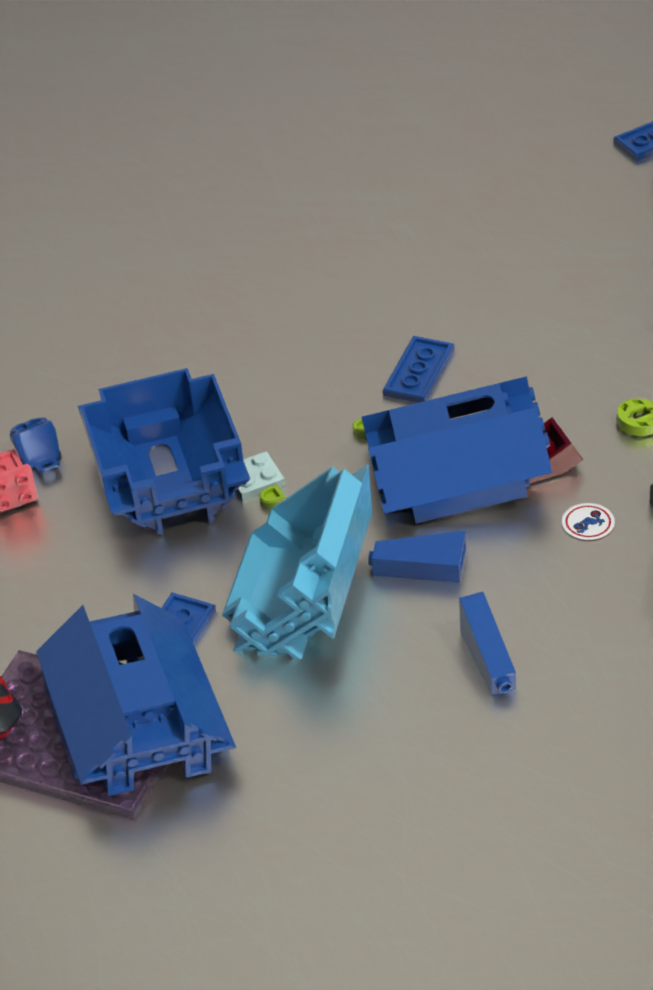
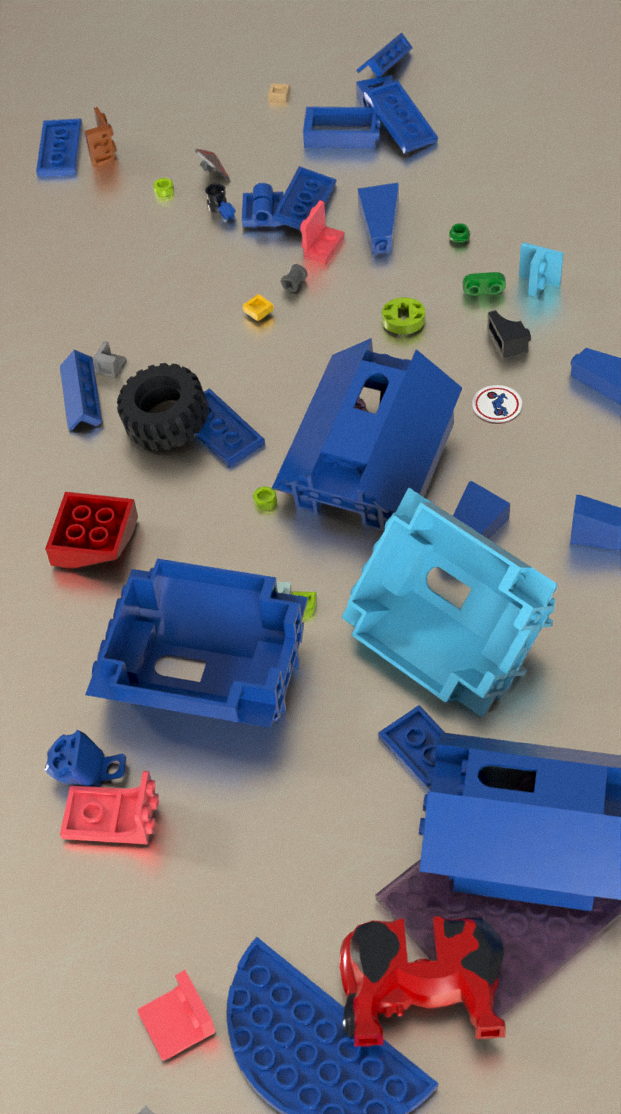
camera: 60 degrees left, 10 degrees up
(249, 345) = (90, 529): none -> red slope
(394, 277) = (80, 390): none -> blue panel
(400, 322) = (166, 427): none -> black tyre
(436, 275) = (108, 363): none -> light grey panel
(569, 328) = (258, 307): none -> yellow plate
(622, 332) = (296, 275): none -> dark grey bush

